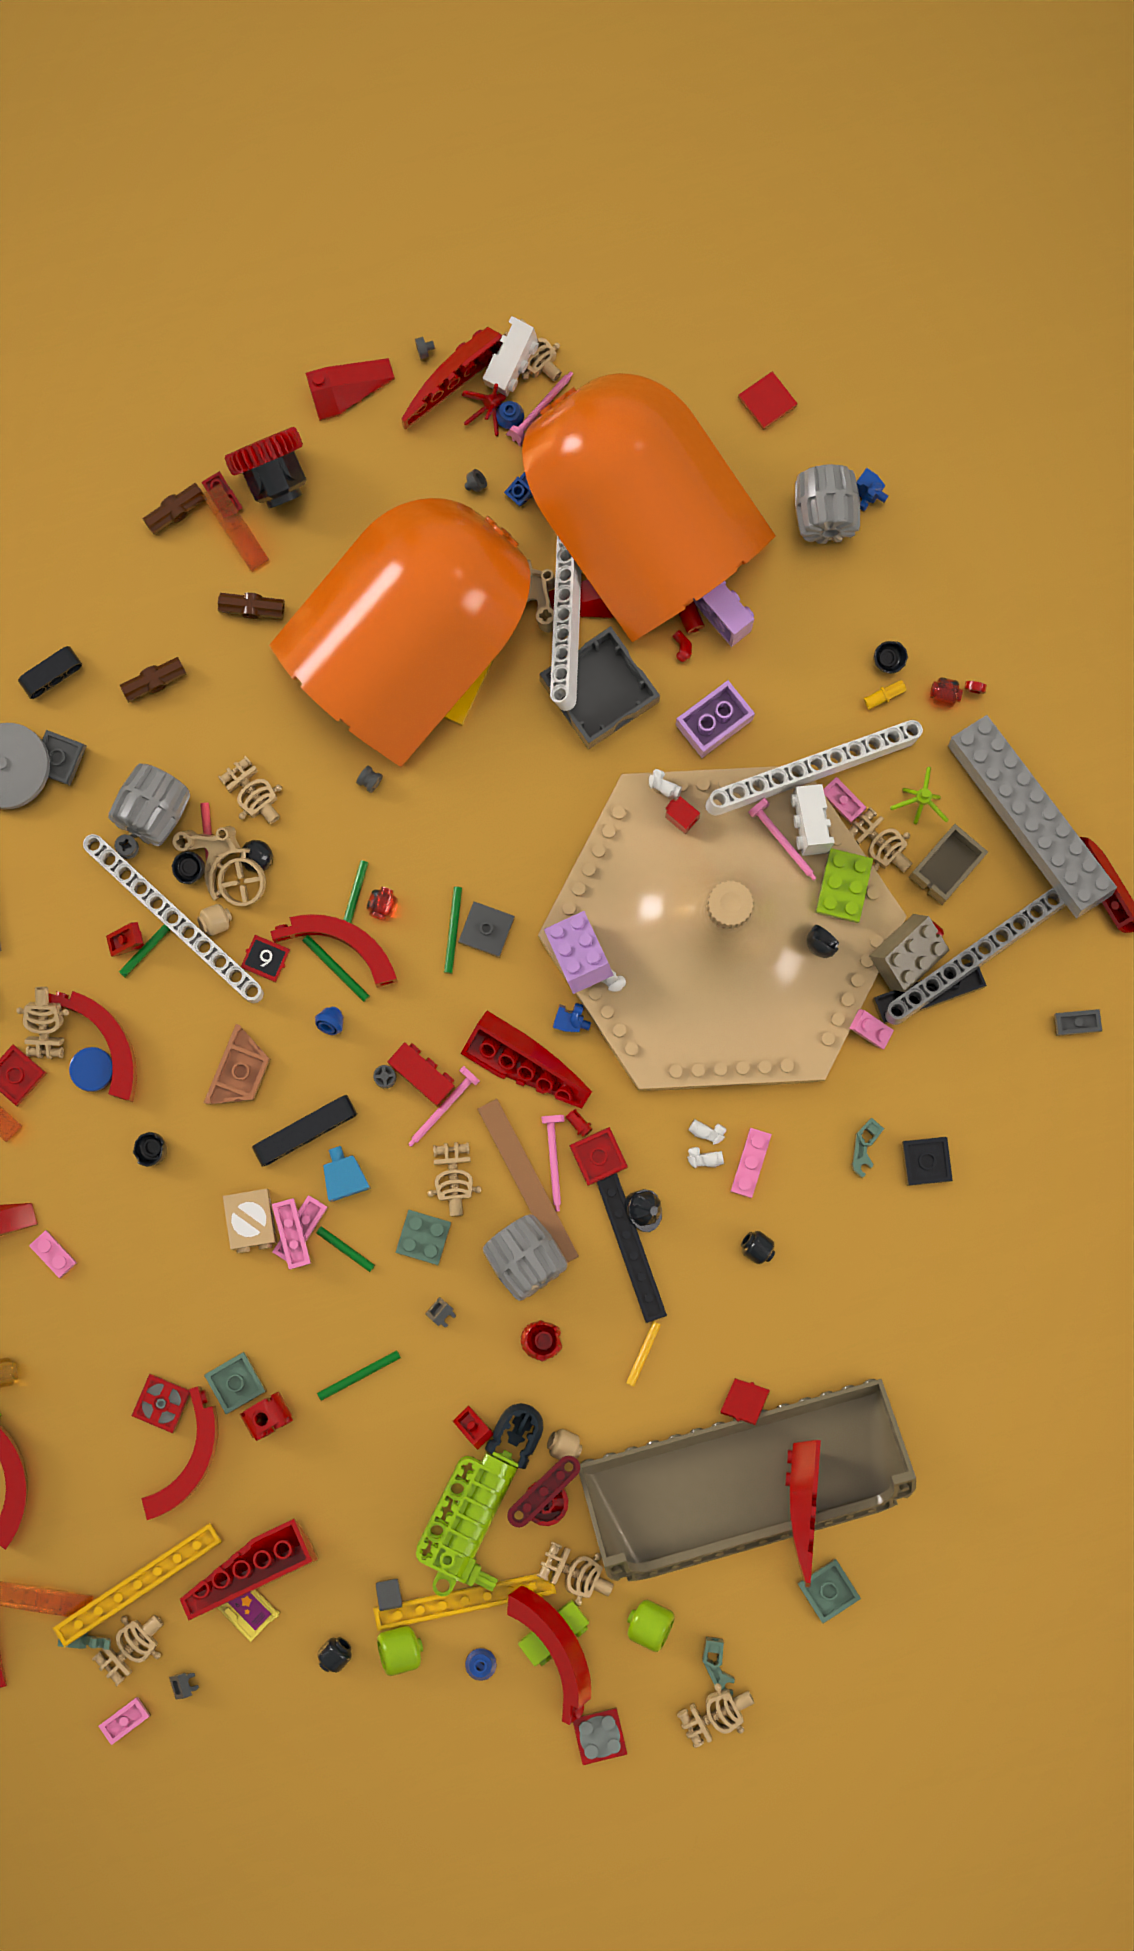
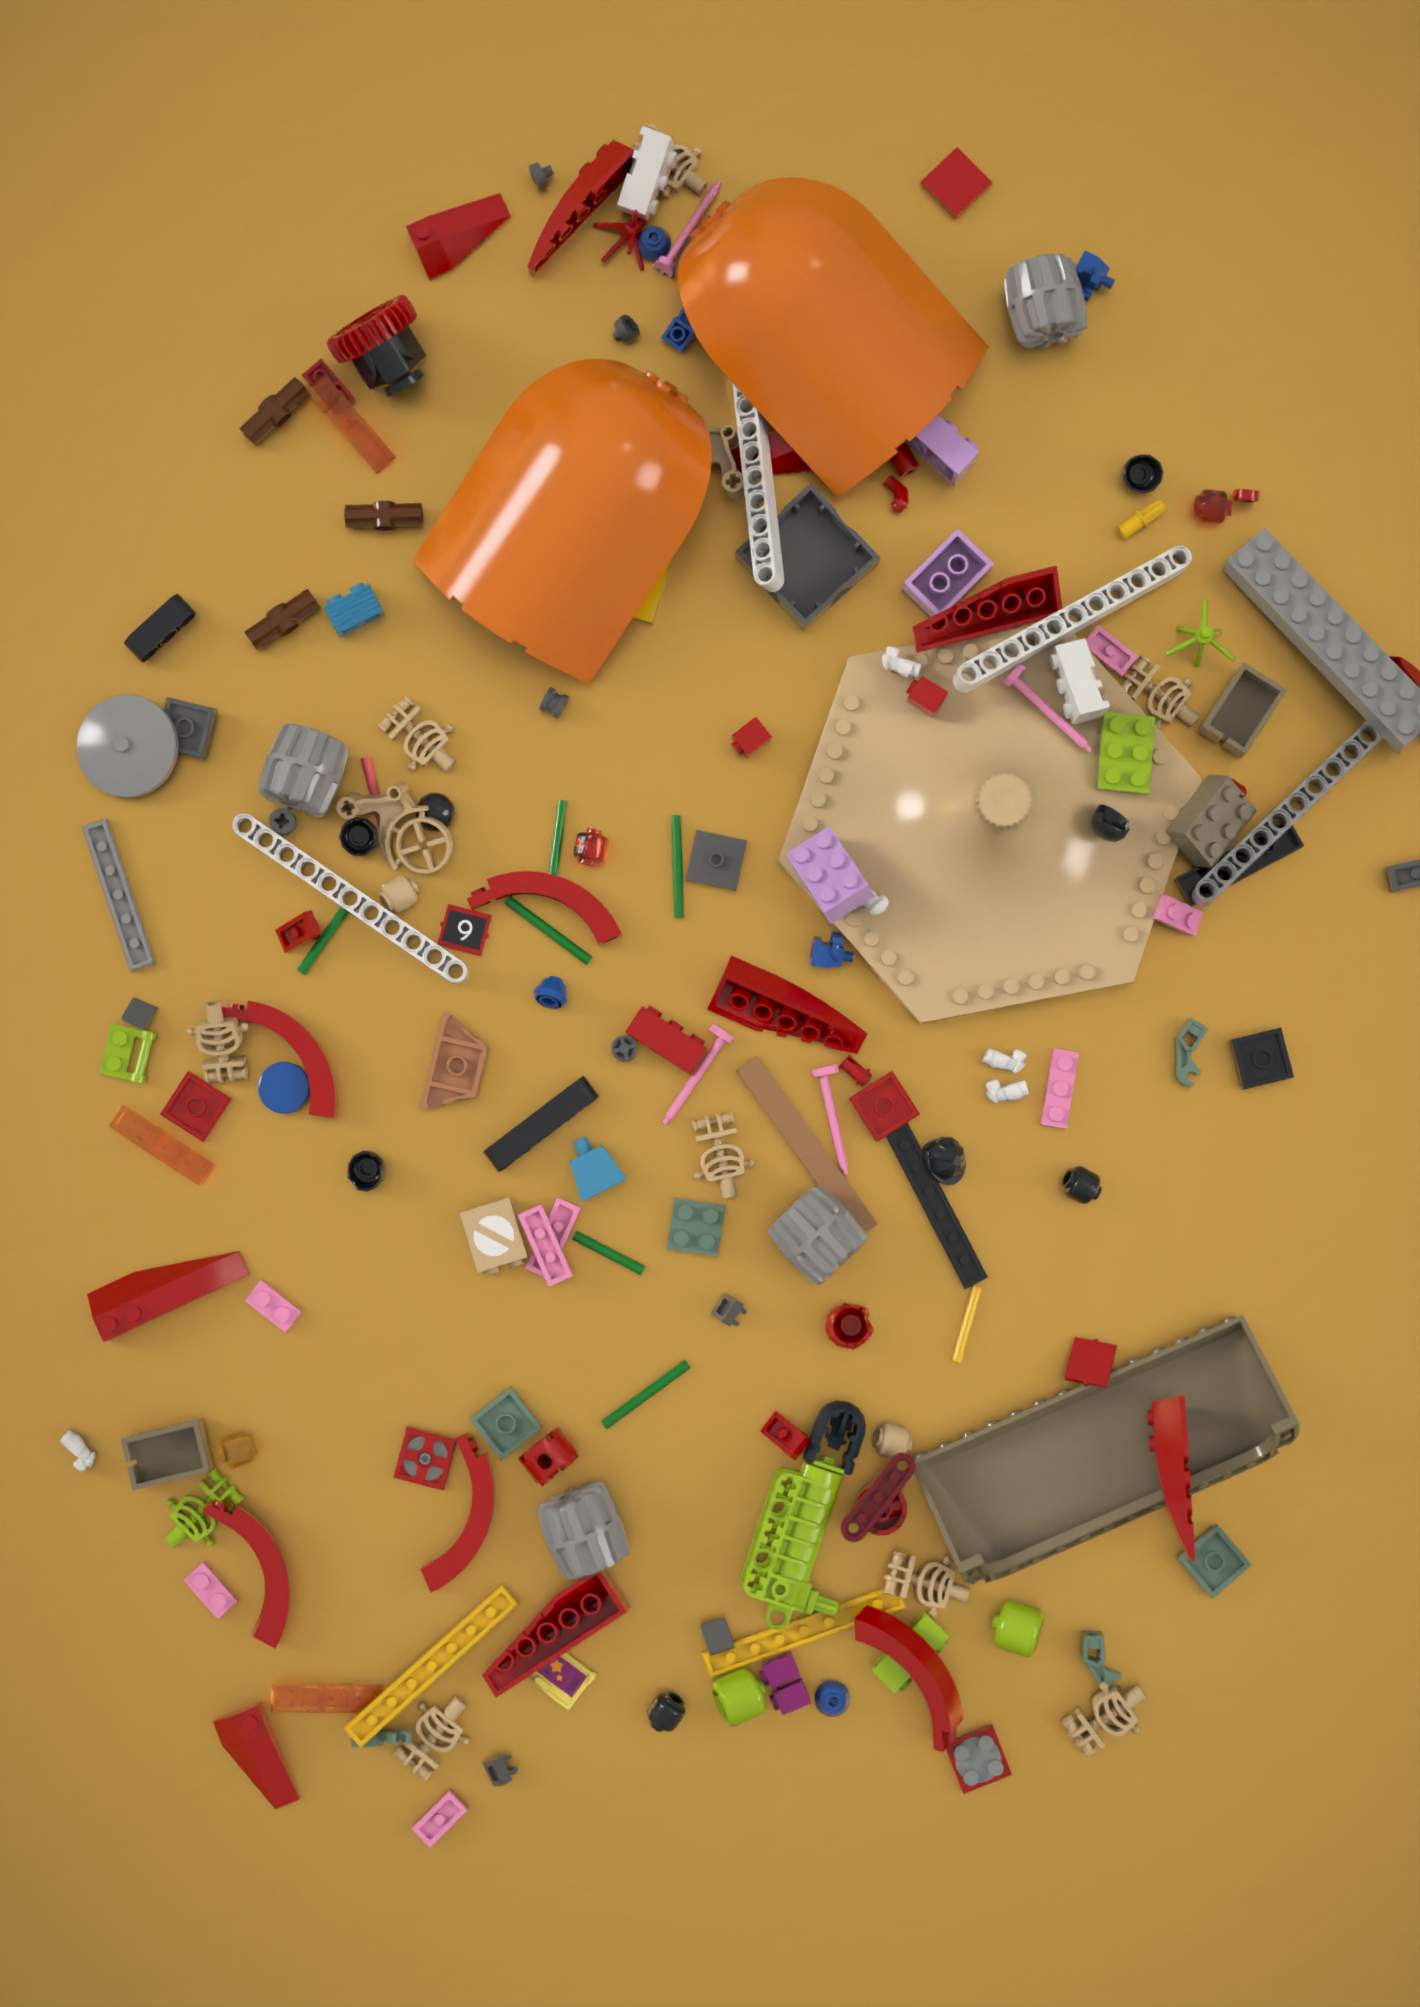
camera: 10 degrees left, 5 degrees up
(213, 679) = (353, 609): none -> dark azure brick
(285, 1484) = (583, 1530): none -> light grey wheel
(443, 1656) = (790, 1695): none -> magenta piece
(530, 831) = (750, 738): none -> red brick
(752, 750) = (1000, 607): none -> red wedge

